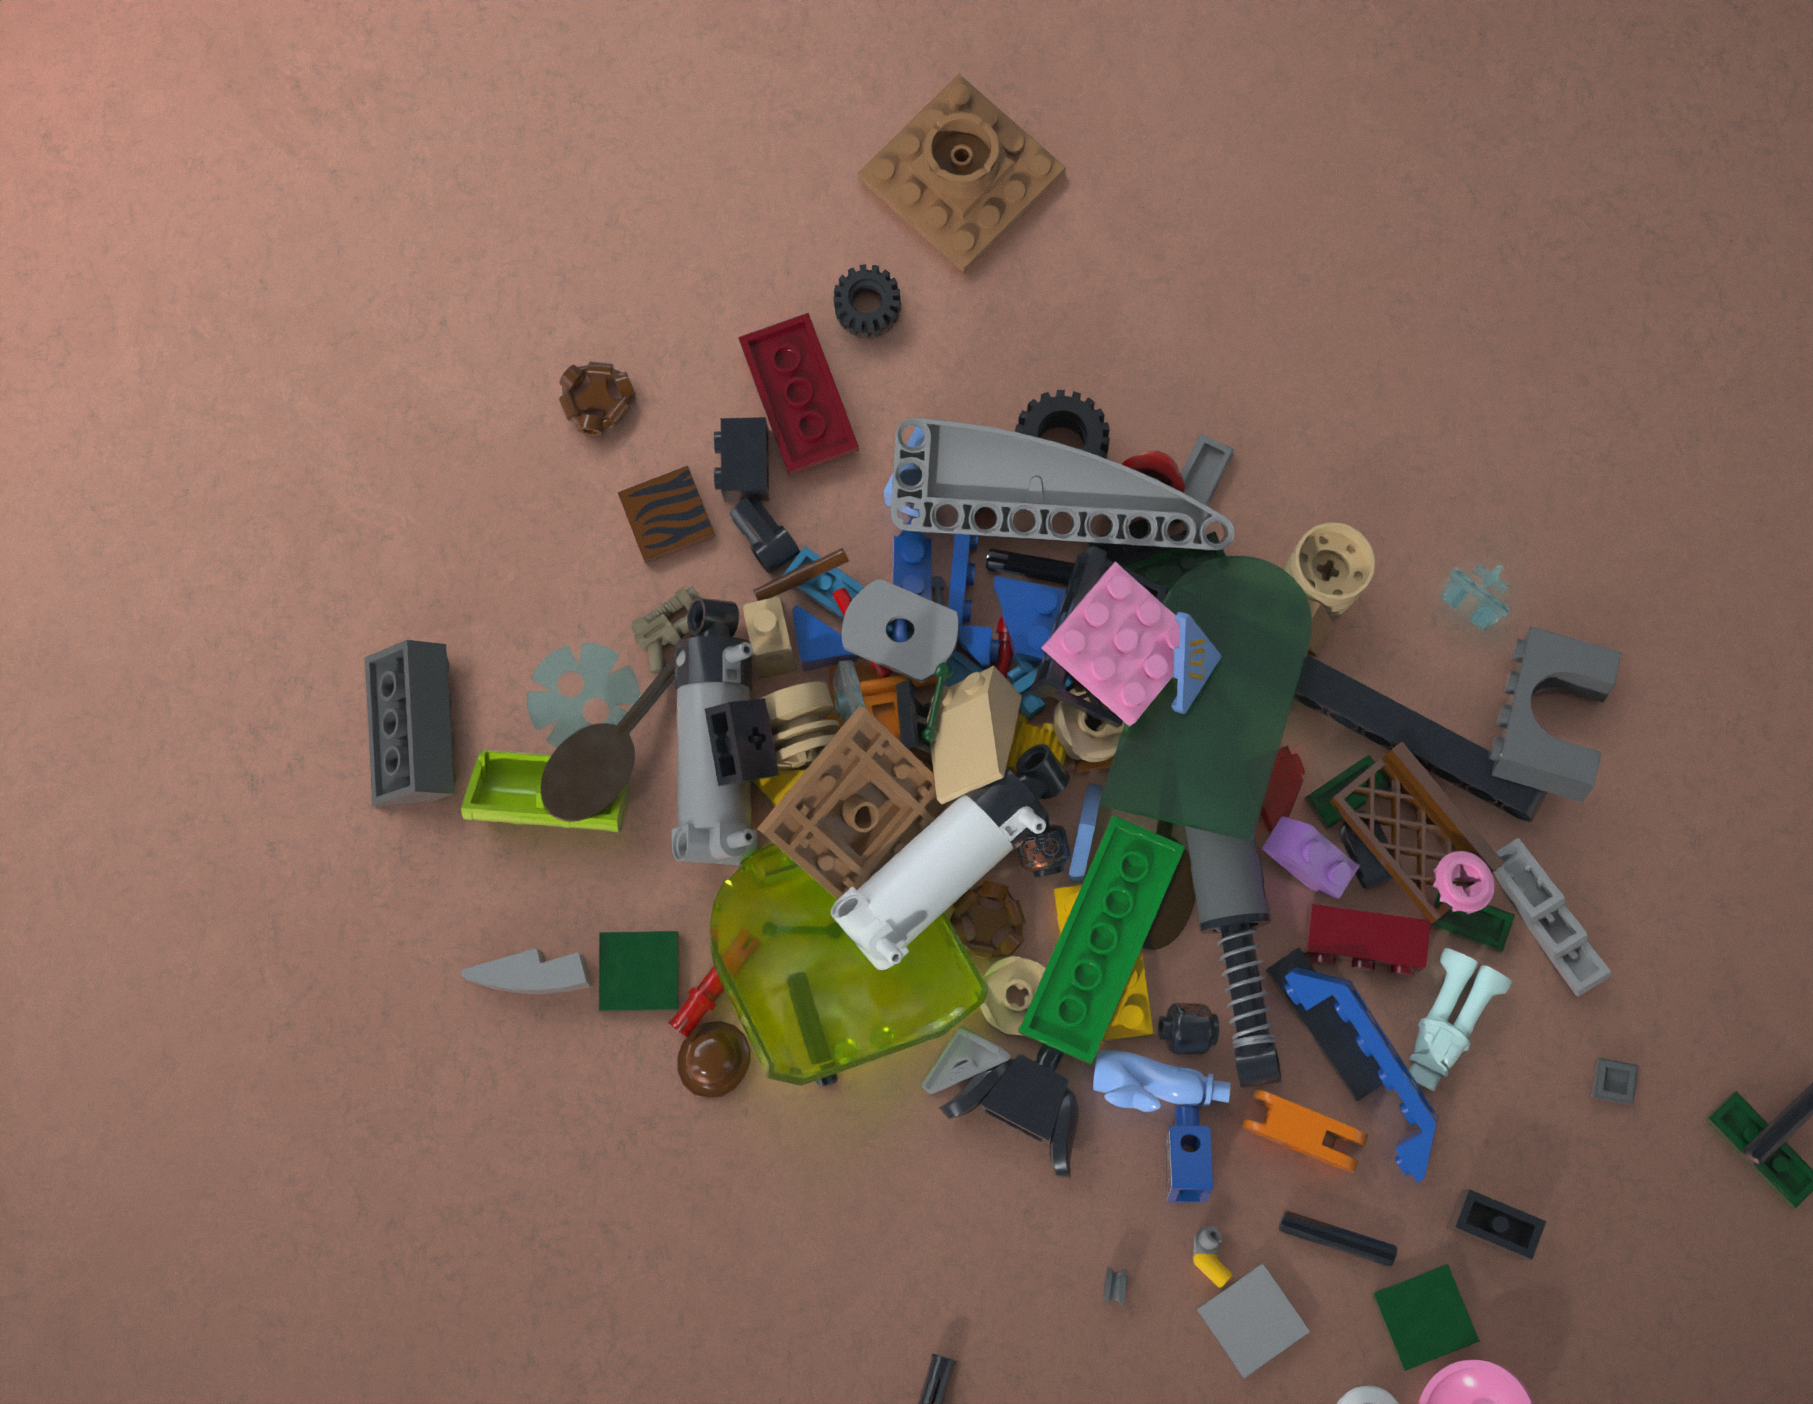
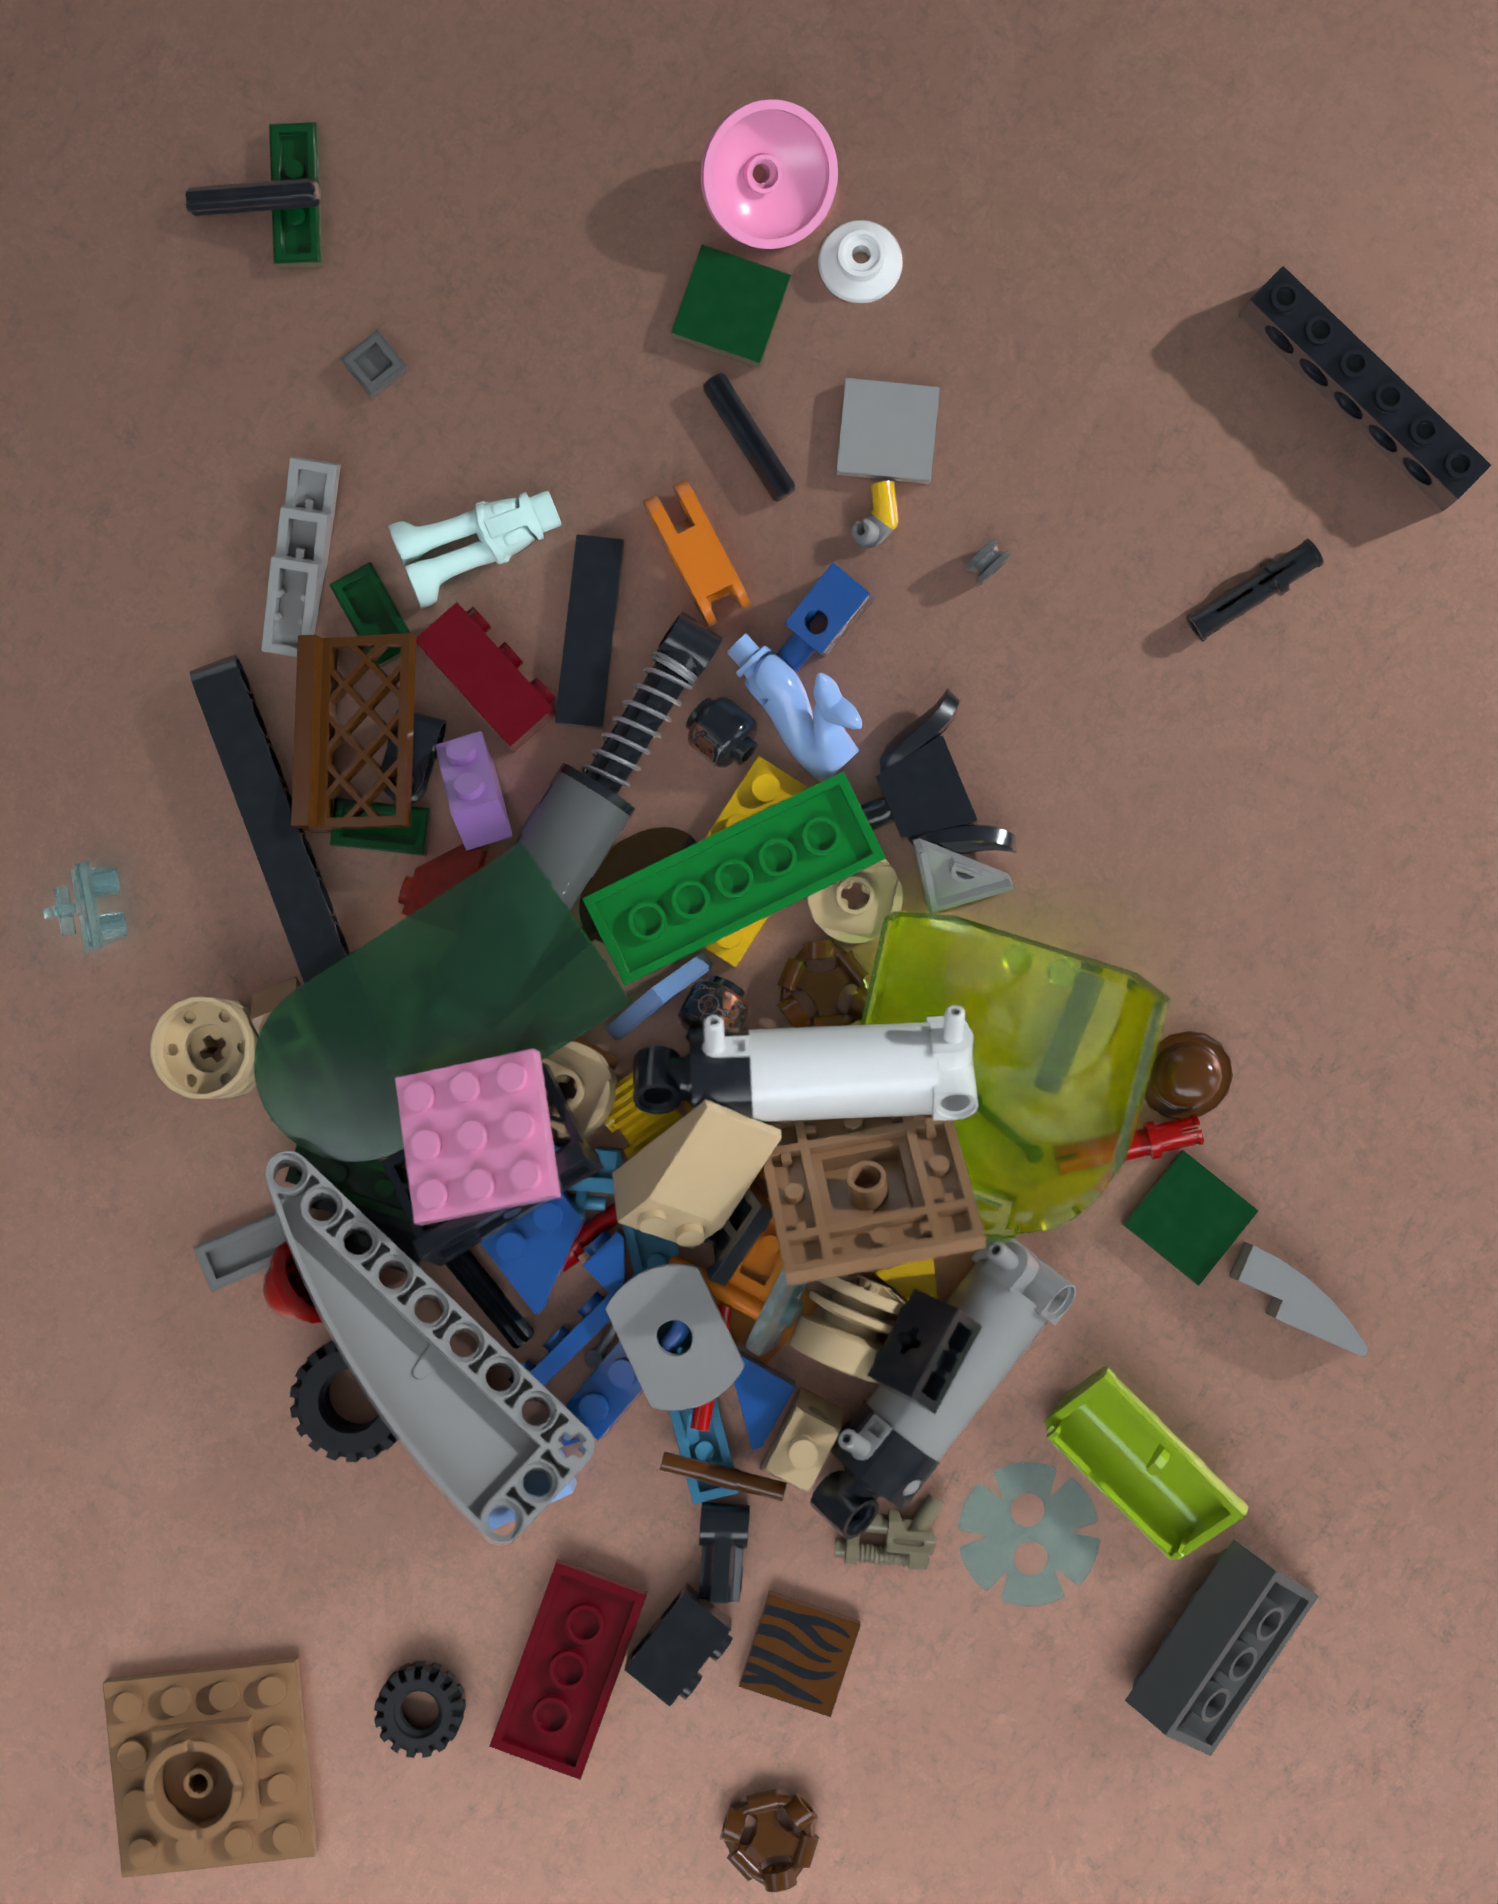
camera: 145 degrees left, 10 degrees up
(596, 761) = (1074, 1453): dark brown piece -> none
(943, 673) = (671, 1257): dark green hinge -> none
(1192, 662) = (426, 1062): medium blue tile -> none
(1314, 987) = (575, 667): blue slope -> none
(1472, 870) = (335, 656): bright pink gear -> none
(1496, 1224) = (598, 325): black brick -> none
(1525, 749) = (183, 721): dark grey arch -> none

